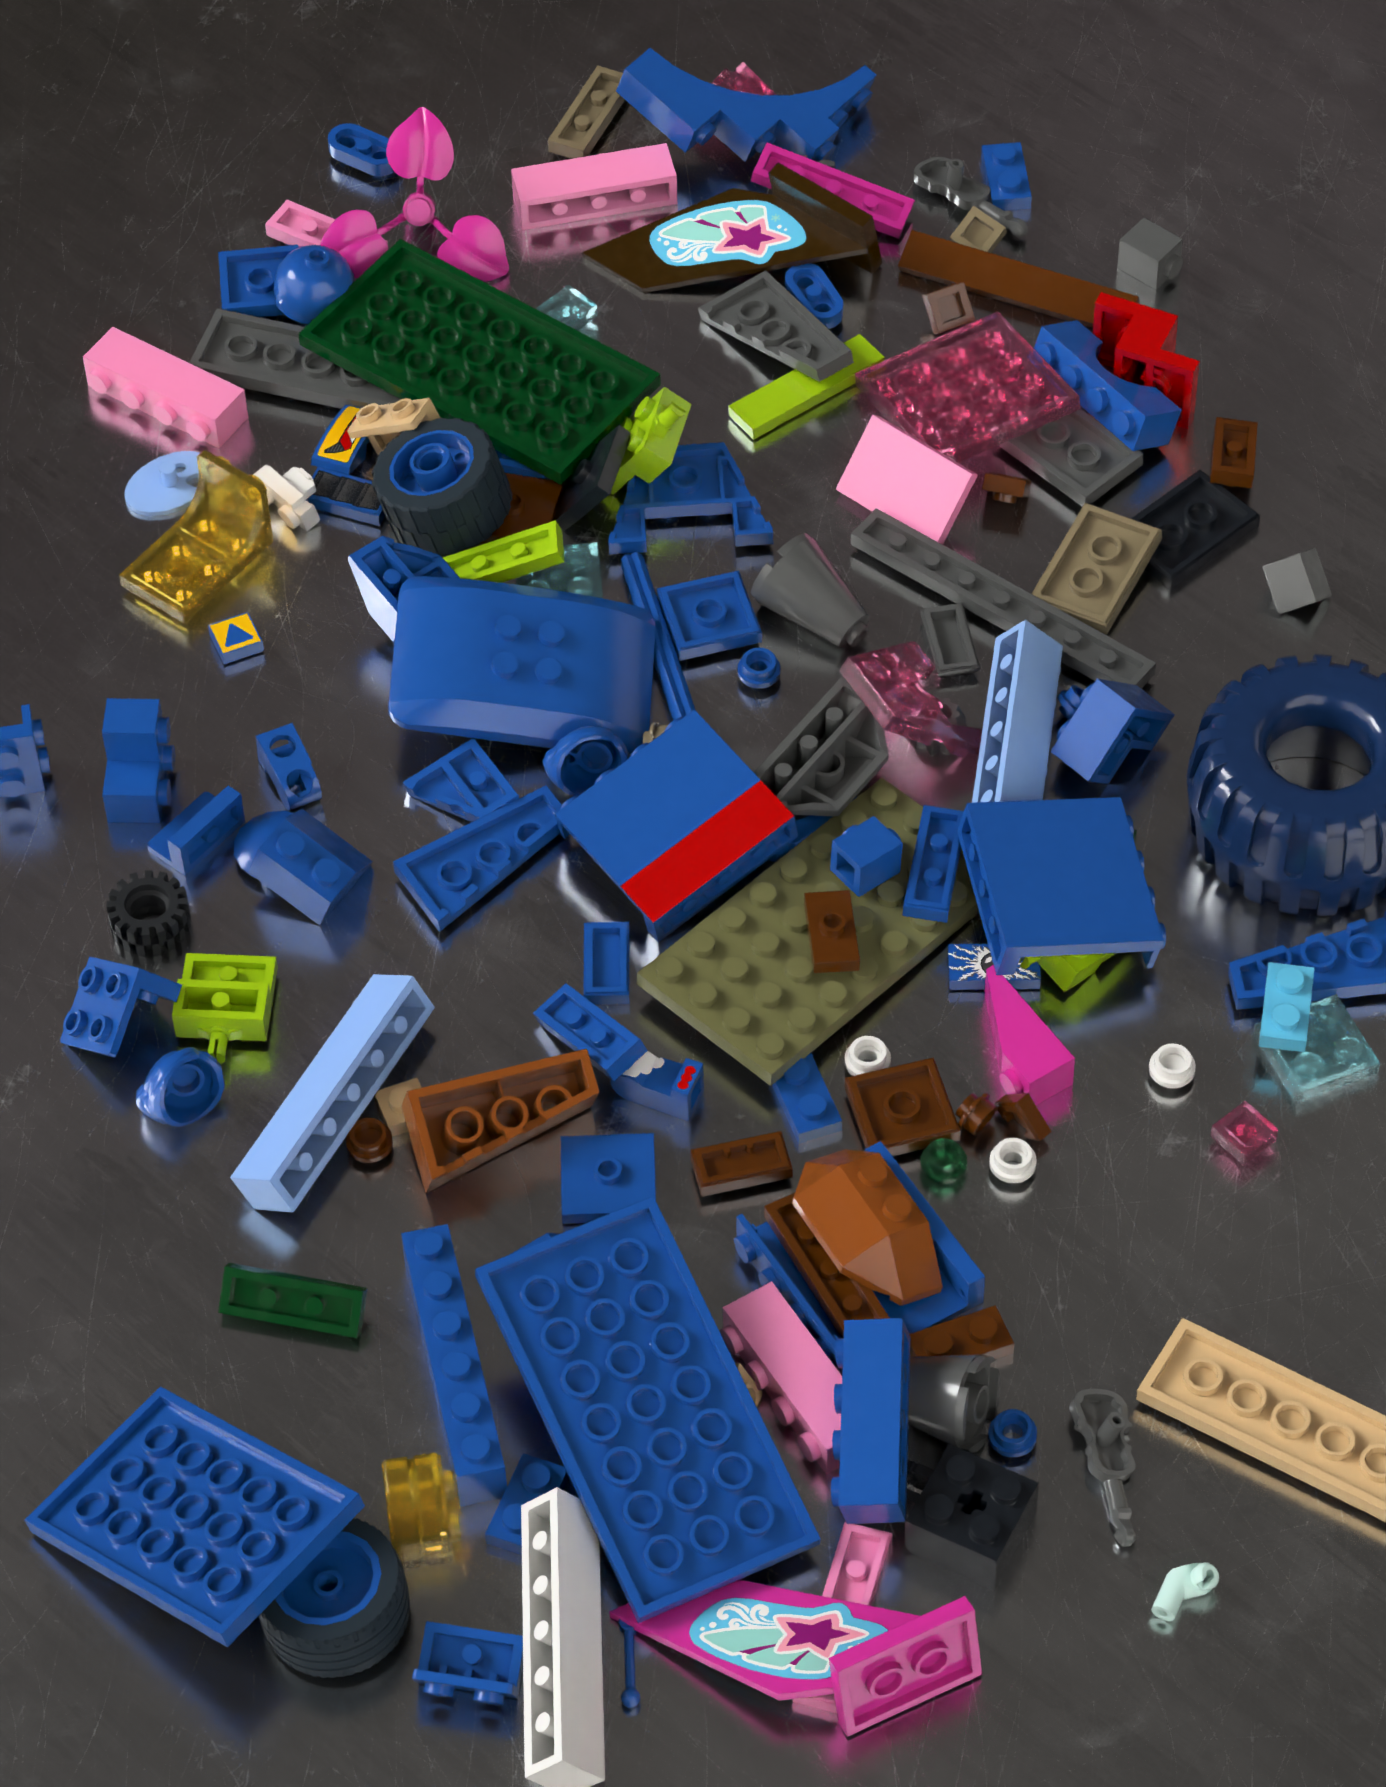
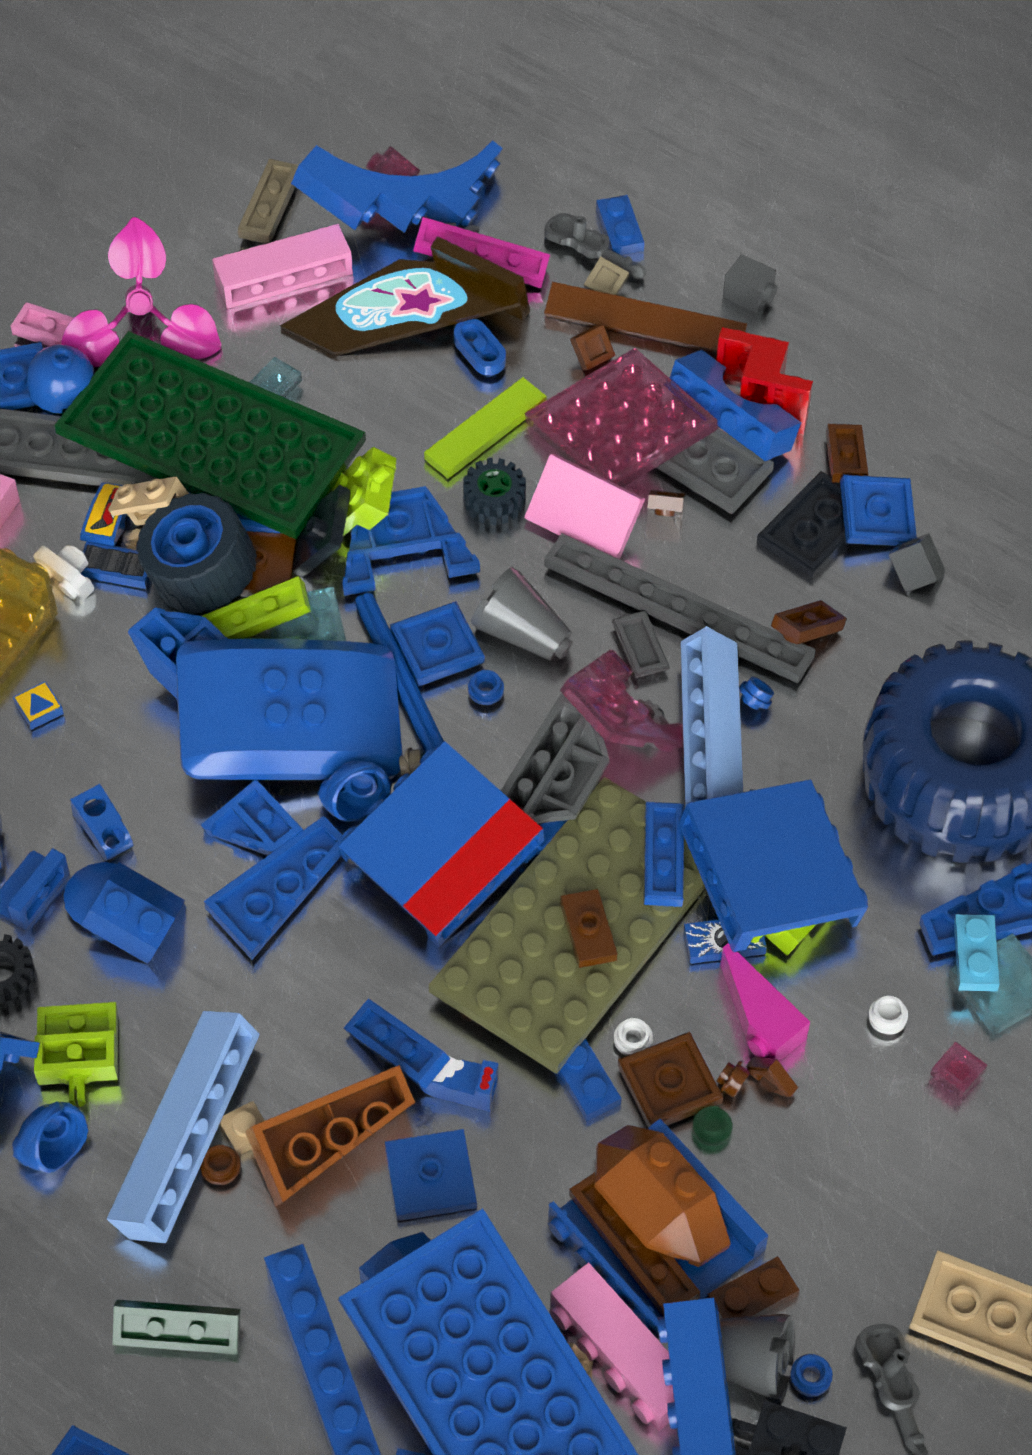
camera: 10 degrees left, 5 degrees up
(360, 149) = (82, 250): blue plate -> none
(607, 962) = (398, 972): blue tile -> none
(741, 1163) = (542, 1148): reddish brown plate -> none
(777, 325) = (453, 375): dark grey wing -> none
(804, 456) = (481, 488): none -> black wheel
(866, 855) = (607, 855): blue brick -> none
(1013, 1150) = (772, 1108): white plate -> none
(1097, 566) = (752, 566): dark tan tile -> none
(1107, 726) = (789, 710): brick -> none
(1152, 632) = (808, 622): none -> reddish brown plate
(1259, 517) = (877, 510): none -> blue tile

